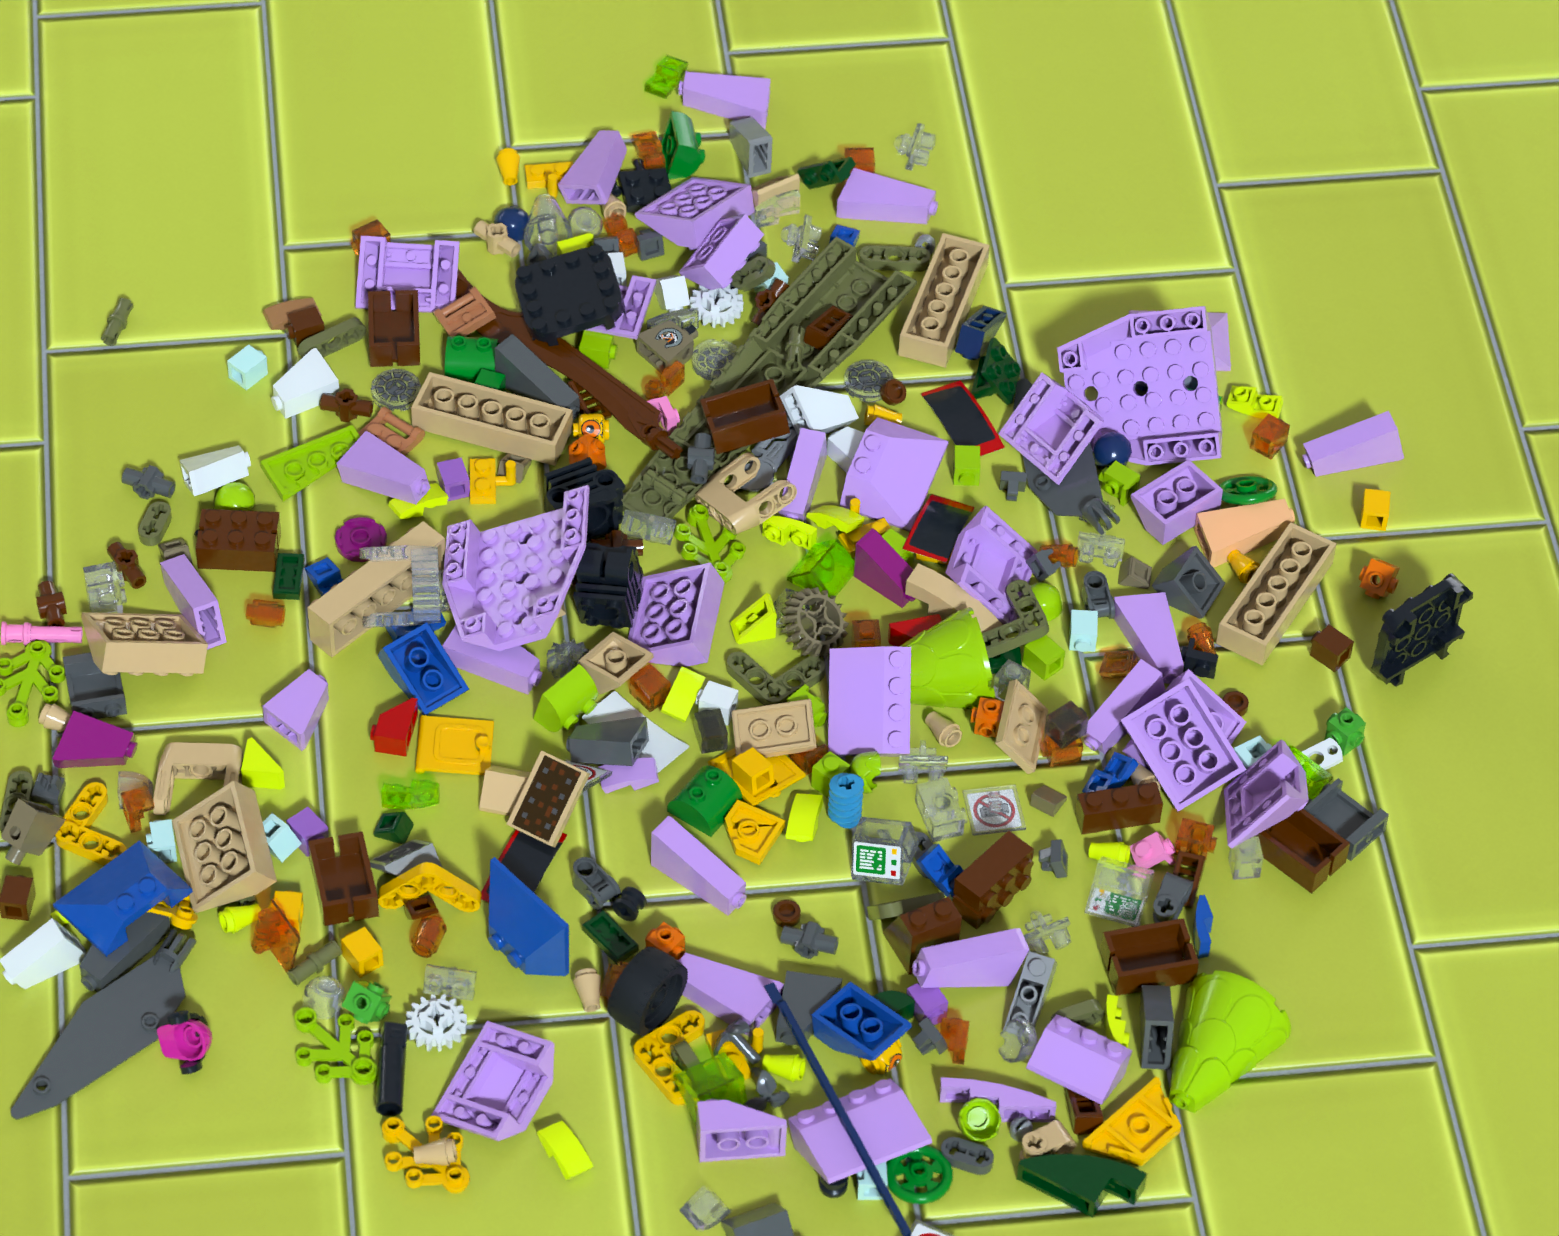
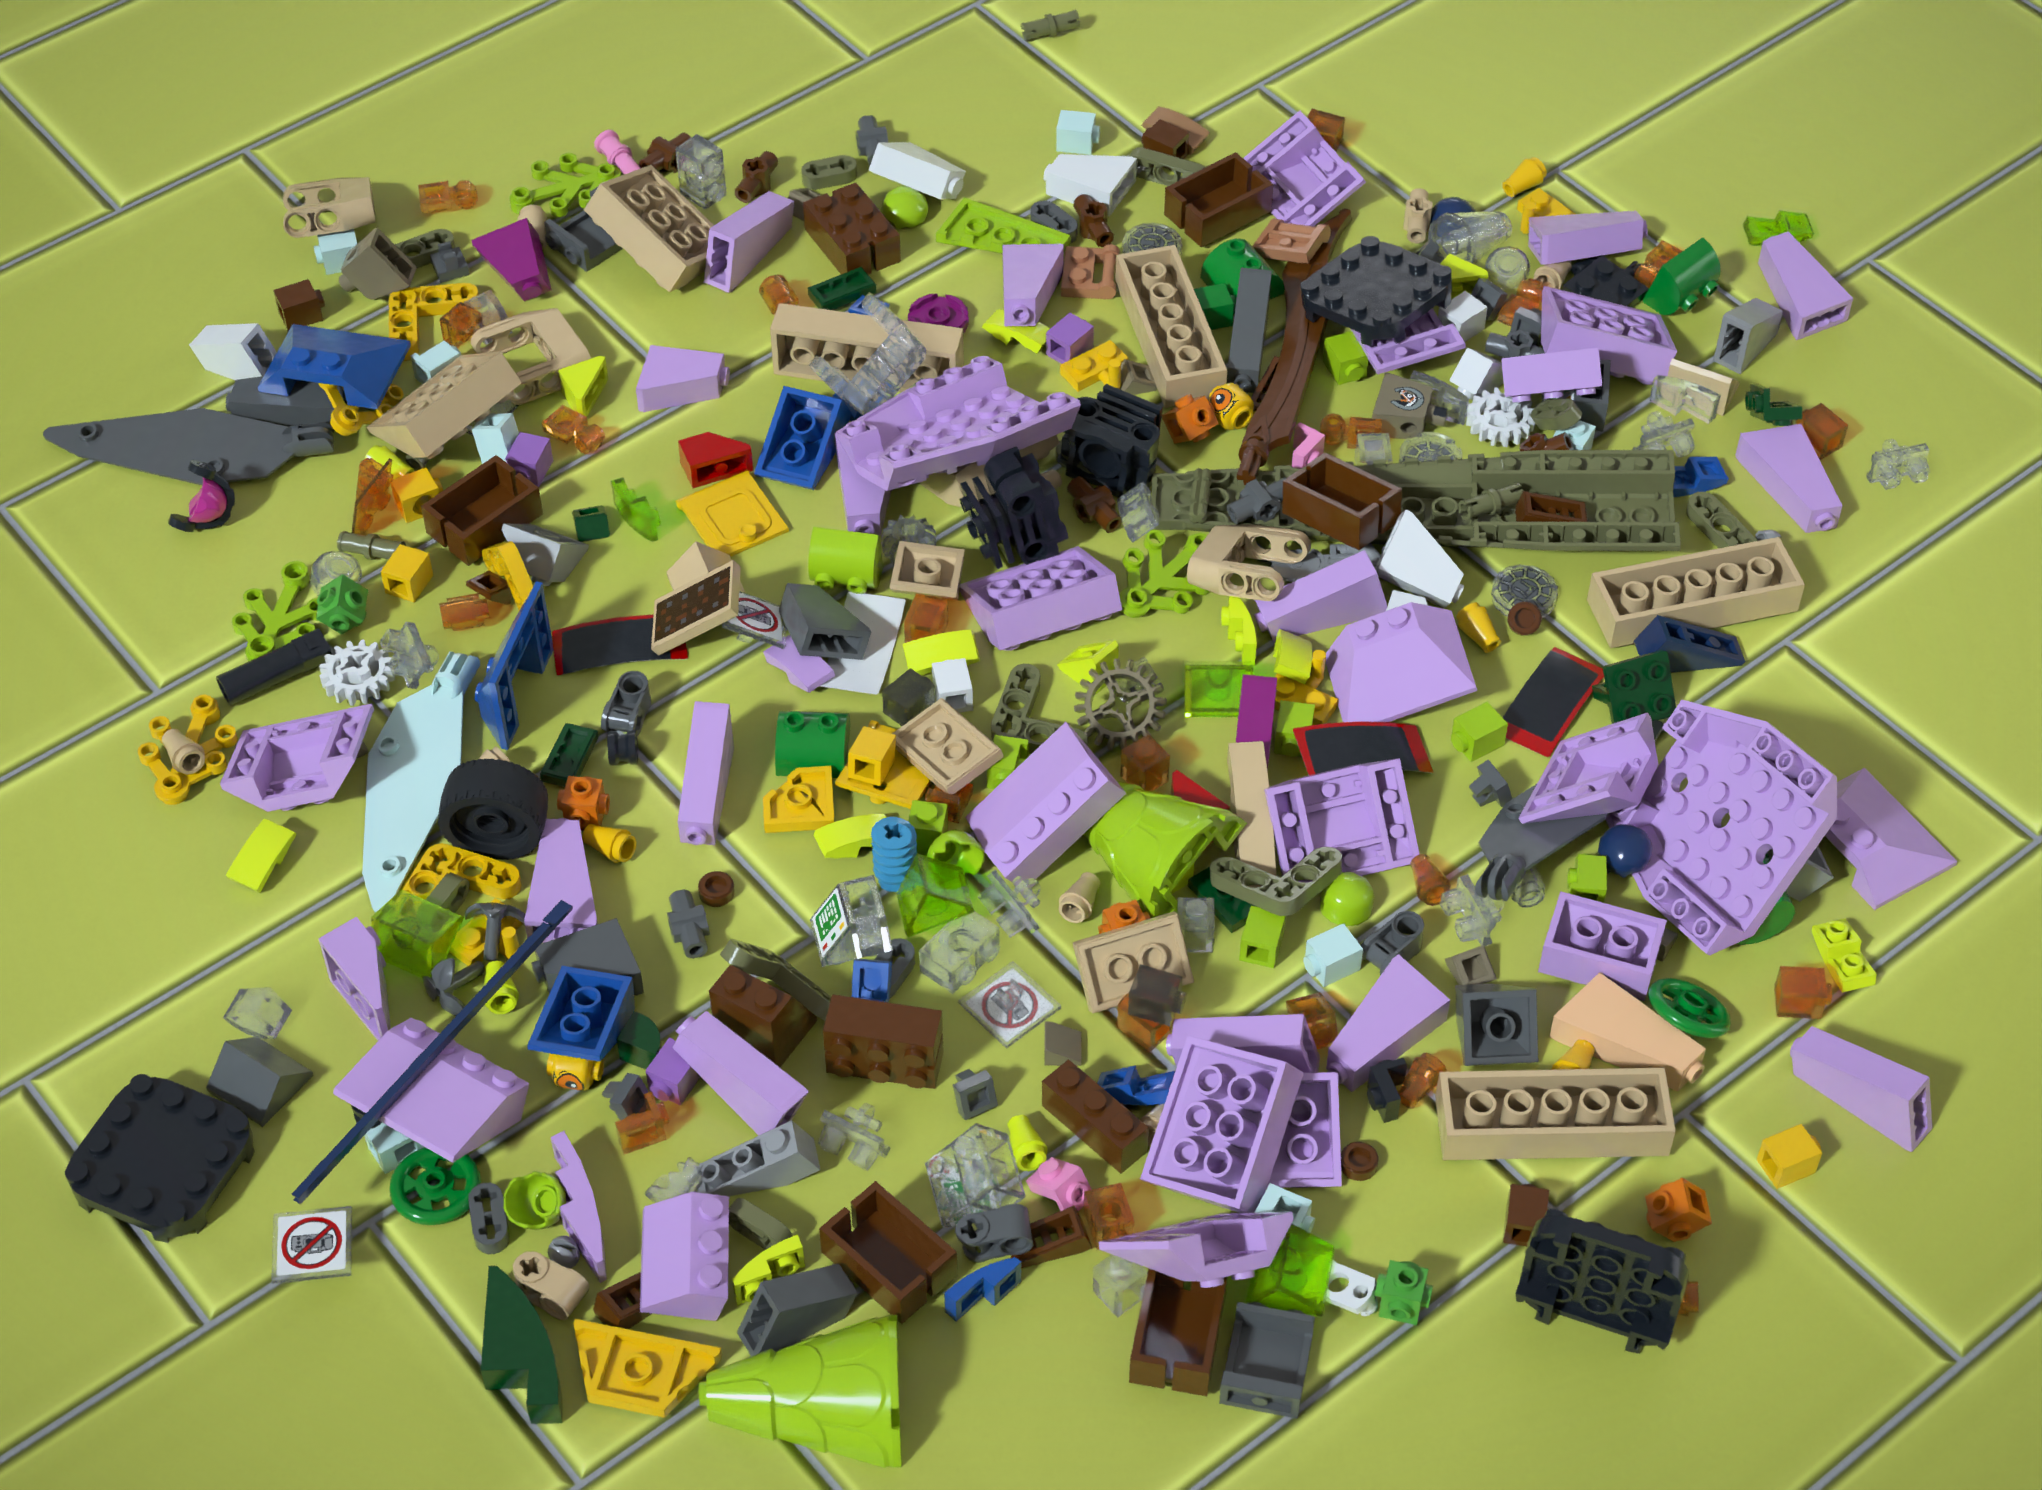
camera: 60 degrees right, 0 degrees up
(291, 795) = (568, 424): none -> clear orange plate
(322, 426) = (1052, 216): none -> dark grey beam
(580, 1043) = (409, 774): none -> light aqua wing
(665, 262) = (1514, 345): none -> dark grey axle
(694, 383) = (1372, 447): none -> clear brick
(709, 947) = (611, 842): none -> yellow cone
(893, 797) = (932, 895): none -> clear neon green slope
(1041, 565) = (1393, 861): dark grey tile -> none

